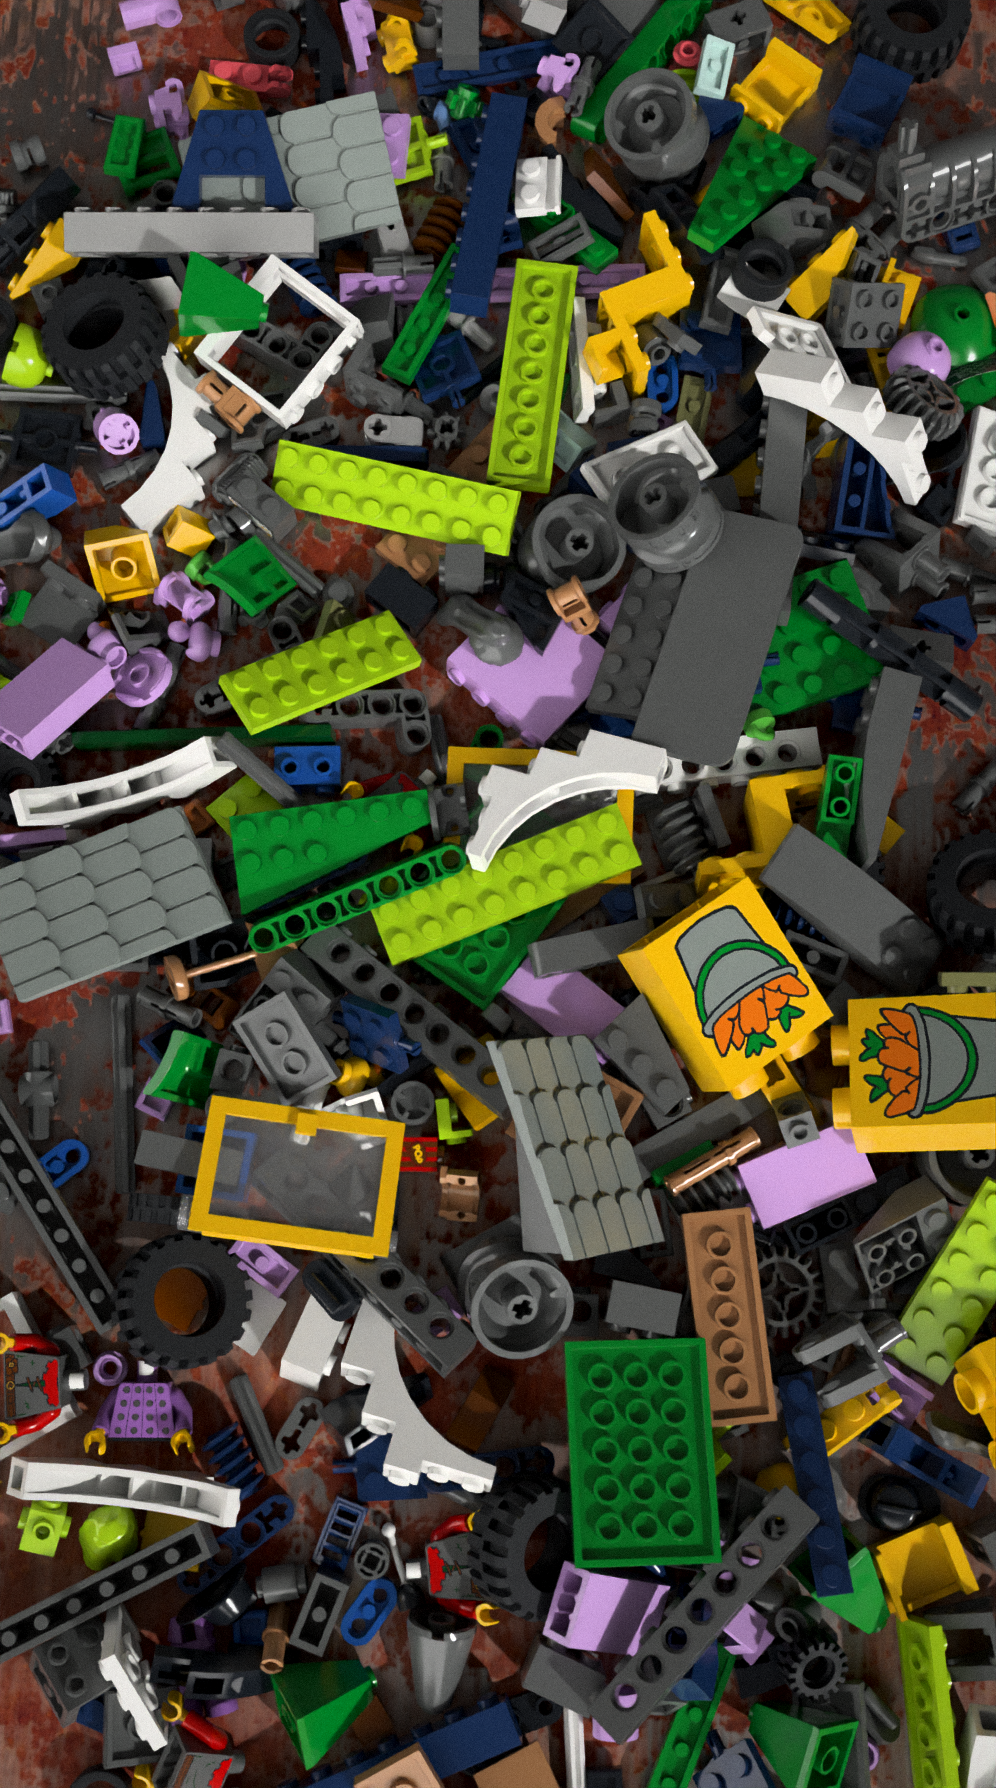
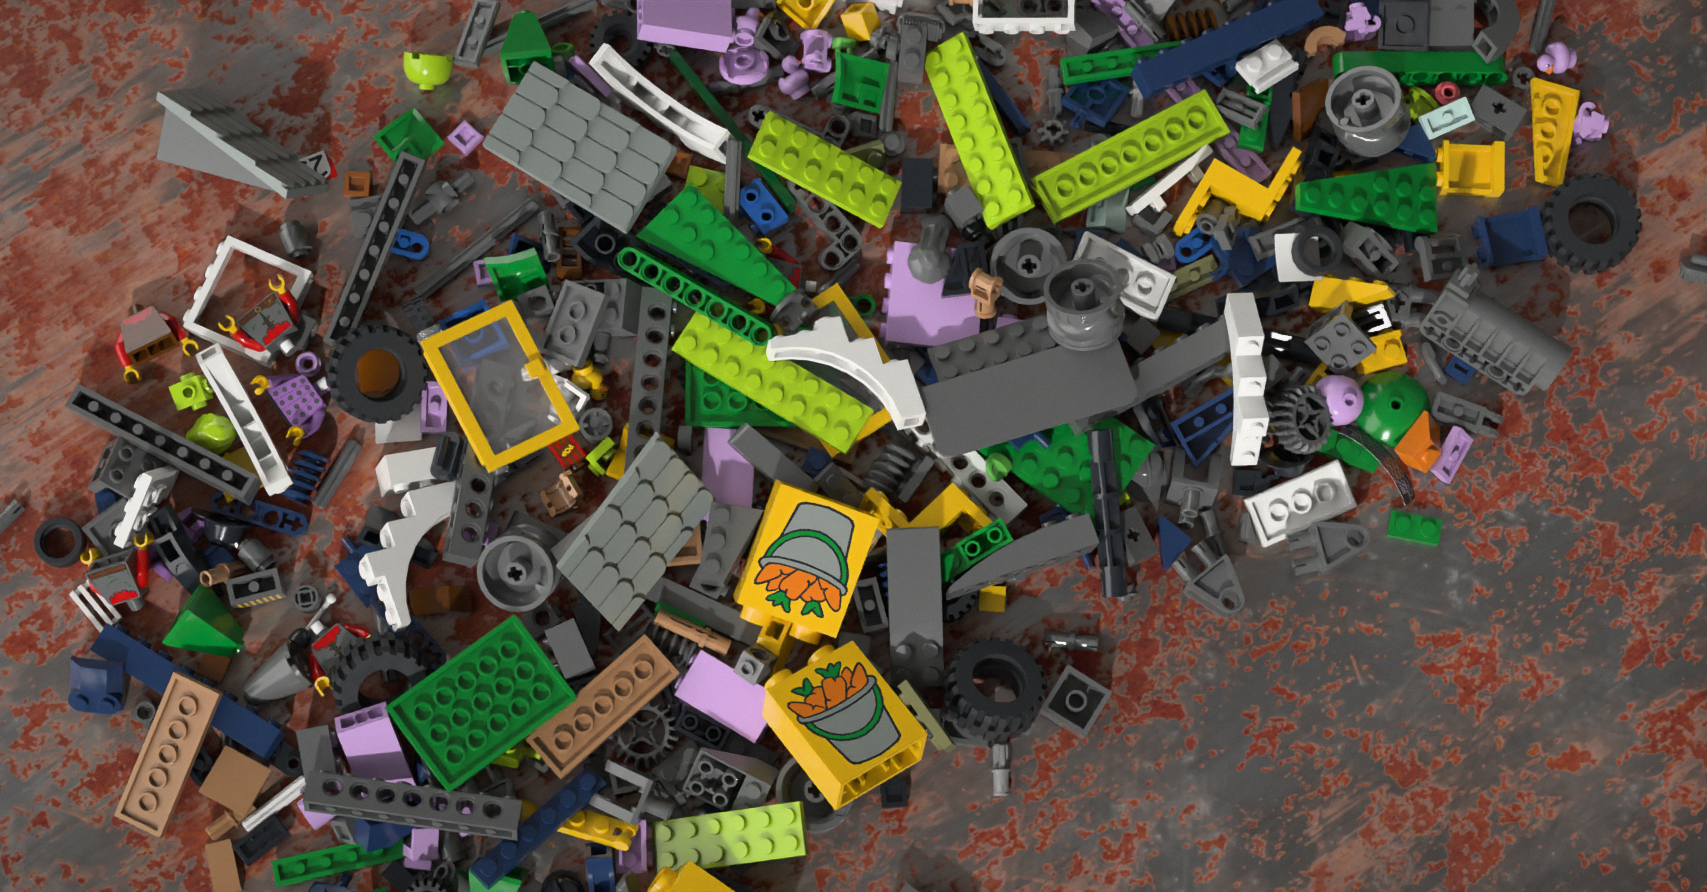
camera: 55 degrees right, 0 degrees up
(169, 1153) = (457, 299): dark grey tile -> none
(178, 976) = (618, 272): medium nougat piece -> none
(294, 1422) = (352, 495): dark grey beam -> none
(350, 1505) = (319, 577): dark blue slope -> none
(364, 389) = (1047, 49): dark grey bracket -> none
(370, 1610) = (276, 619): blue plate -> none
(375, 1033) = (621, 370): dark blue plate -> none
(394, 430) = (1029, 101): light grey piece -> none
(416, 1067) = (614, 407): black plate -> none
(582, 86) = (1363, 42): dark grey pin -> none
(602, 356) = (1176, 194): yellow panel -> none
(792, 334) = (1281, 314): white plate -> none

